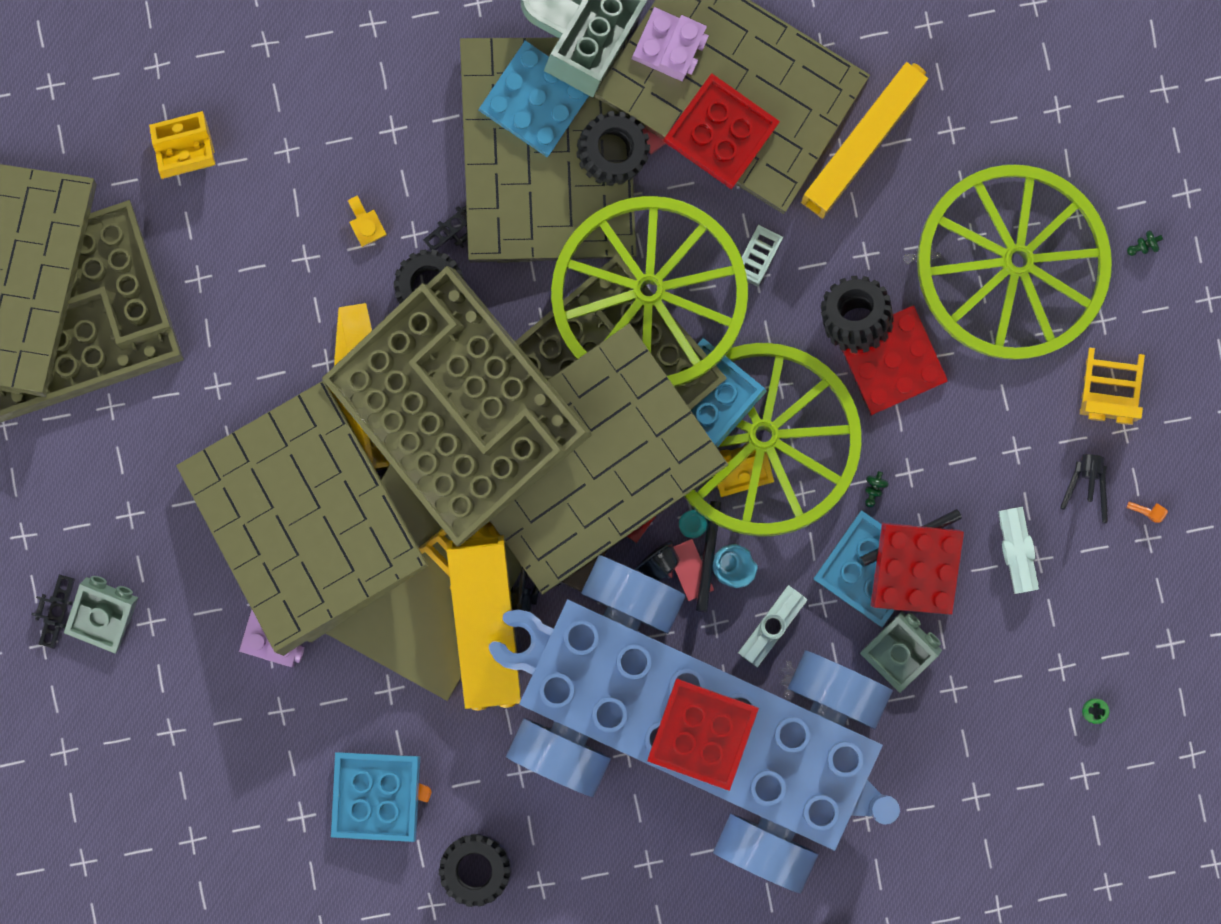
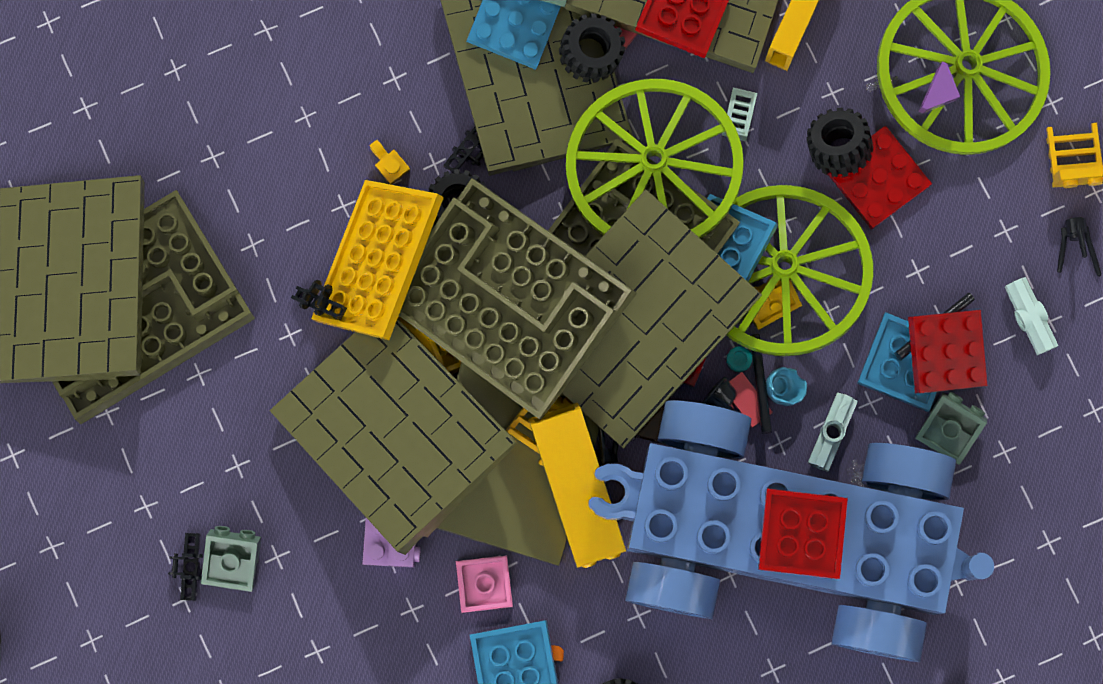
camera: 15 degrees left, 5 degrees down
(182, 144) = (212, 130): yellow brick -> none
(256, 359) = (321, 300): none -> black piece
(327, 328) = (379, 257): none -> yellow plate
(363, 702) = (484, 584): none -> bright pink tile
(874, 490) = (891, 293): dark green hair -> none
(980, 283) = (941, 90): none -> medium lavender slope
(1143, 245) = (1077, 25): dark green hair -> none

